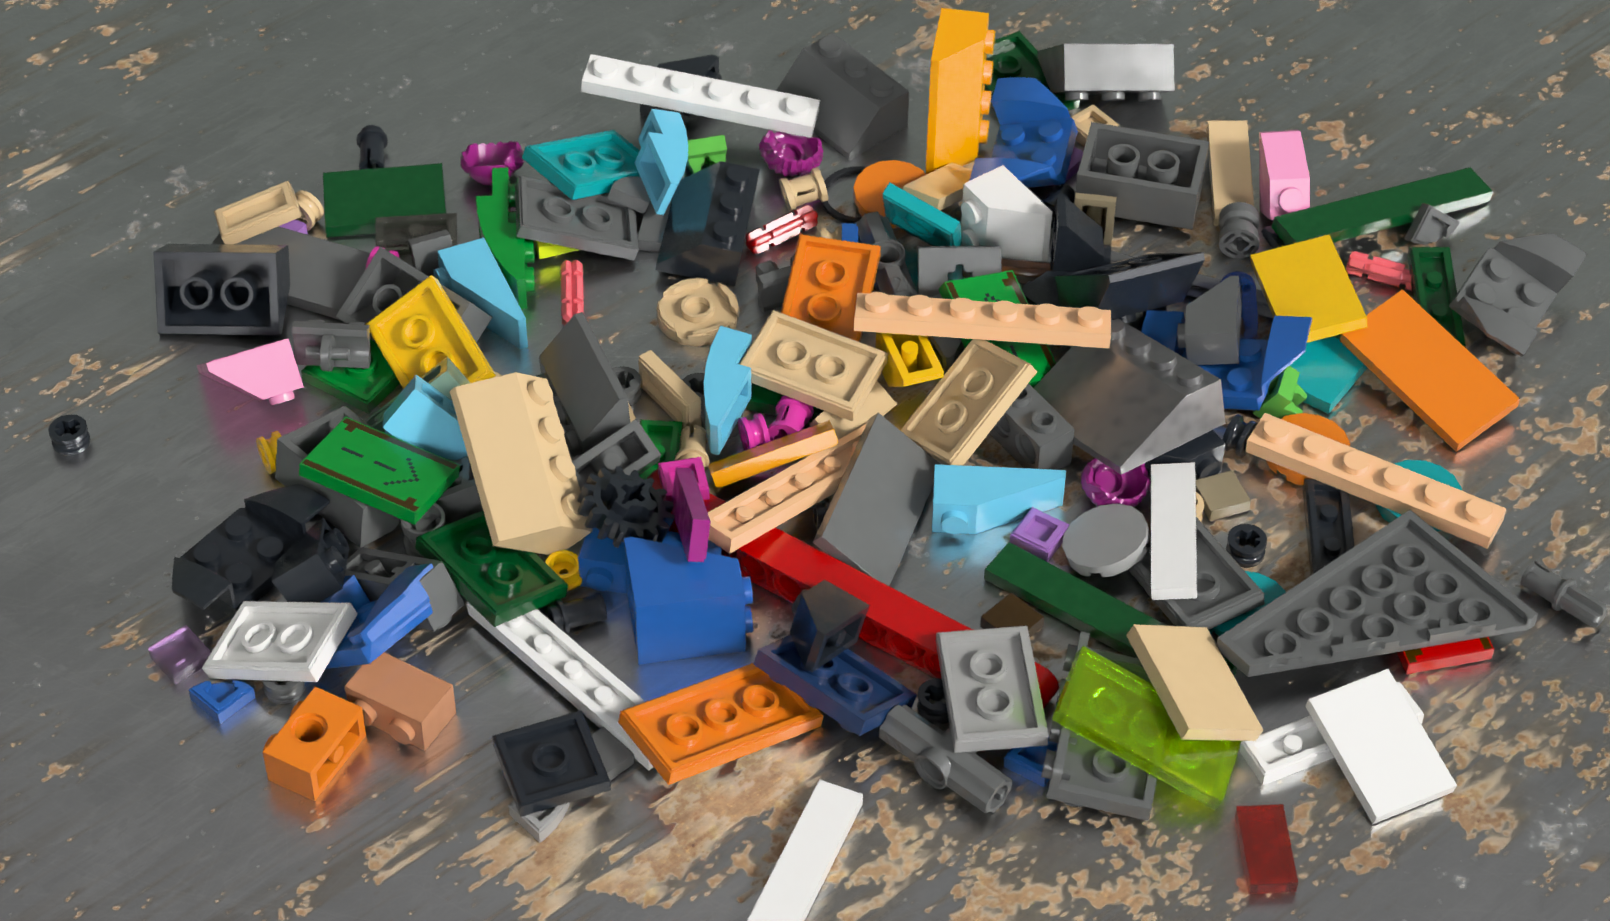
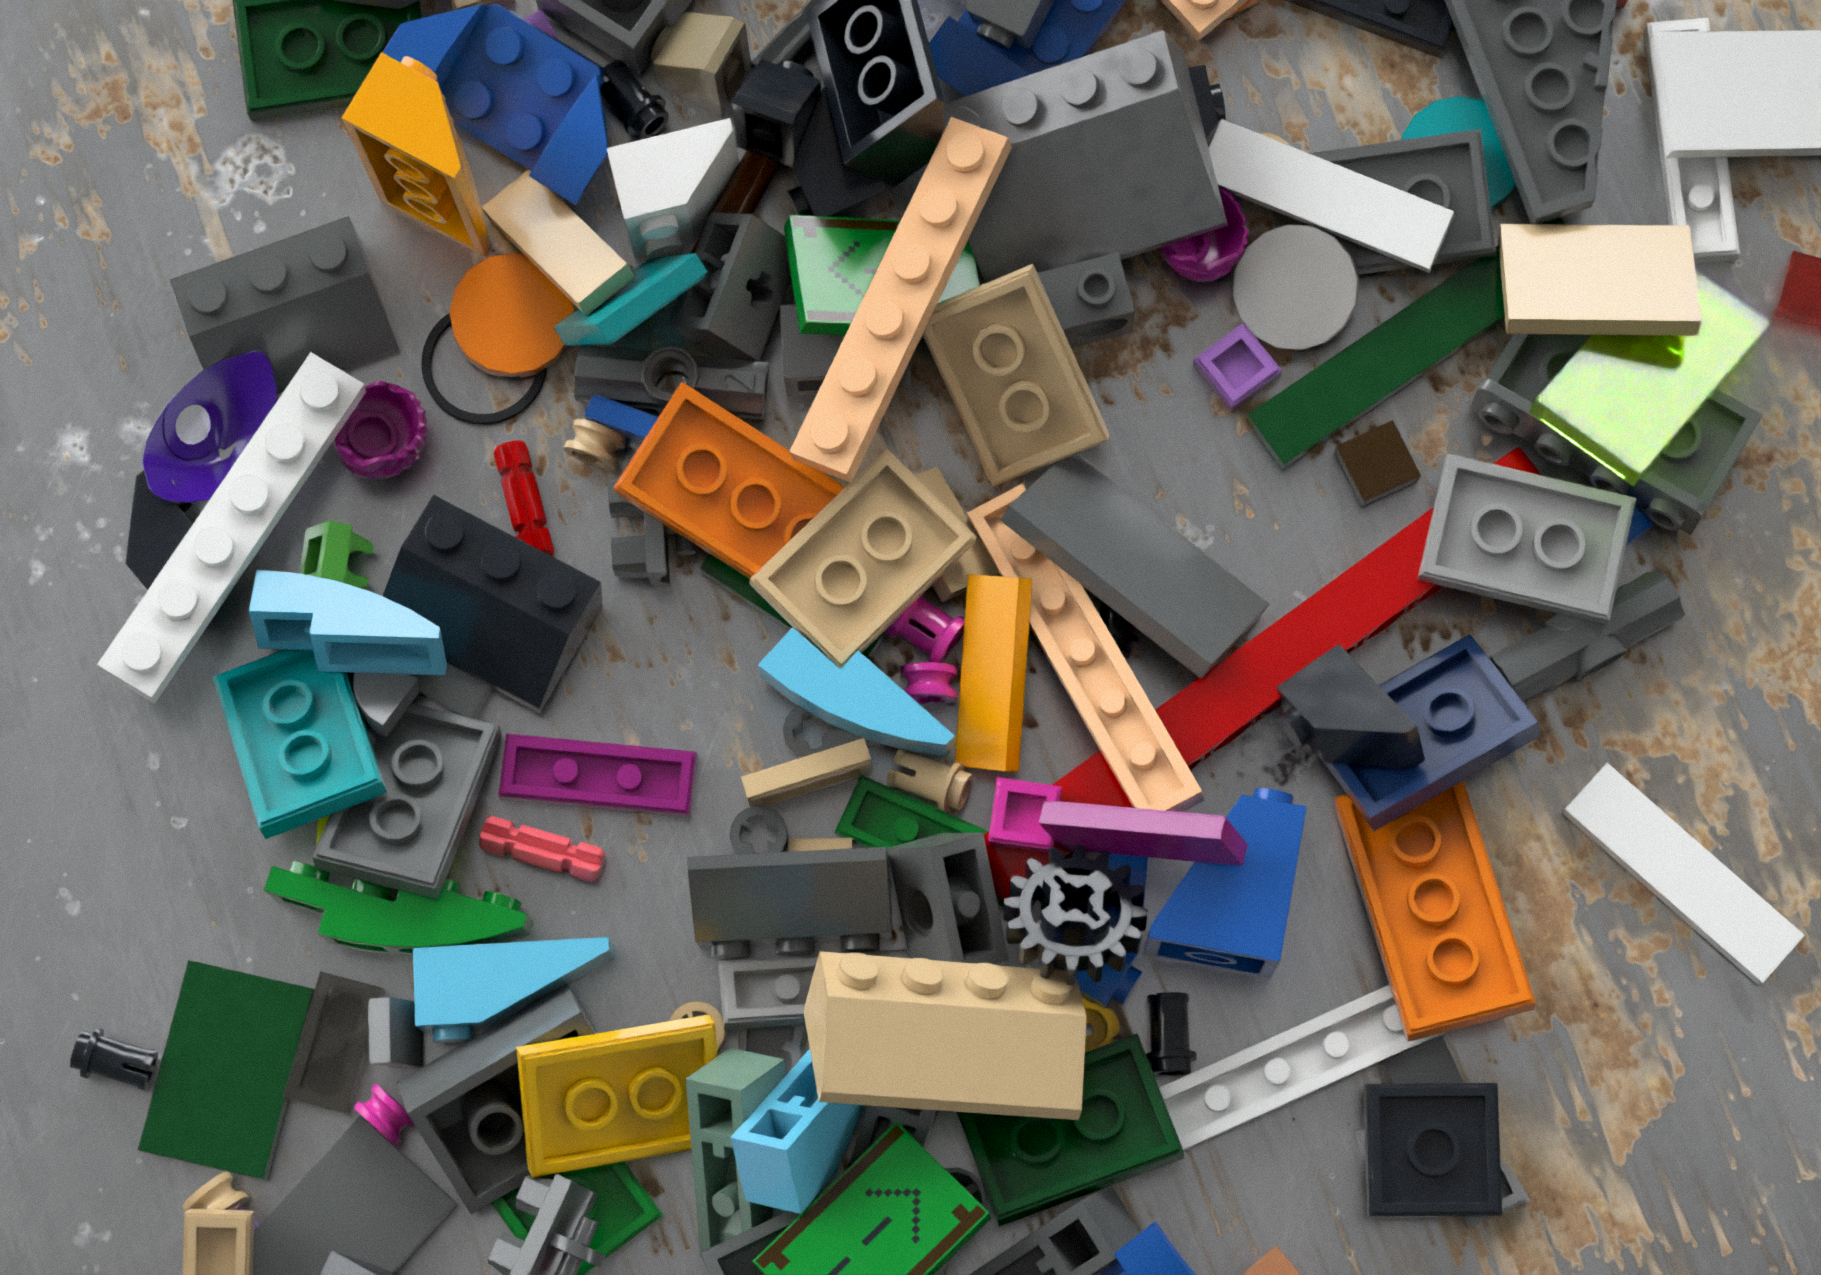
camera: 65 degrees left, 30 degrees up
(481, 158) = (220, 881): magenta hair -> none
(628, 308) = (598, 775): none -> magenta tile
(695, 311) = (643, 680): tan tile -> none
(735, 68) = (238, 399): none -> dark purple piece
(803, 189) = (465, 442): tan bush -> none
(909, 359) = (917, 424): yellow slope -> none
(936, 712) = (1465, 627): black bush -> none
(988, 497) = (1162, 425): medium azure slope -> none
(1222, 495) = (1256, 101): dark tan tile -> none
(1237, 434) = (1174, 26): black bush -> none
(1245, 535) = (1363, 93): black bush -> none

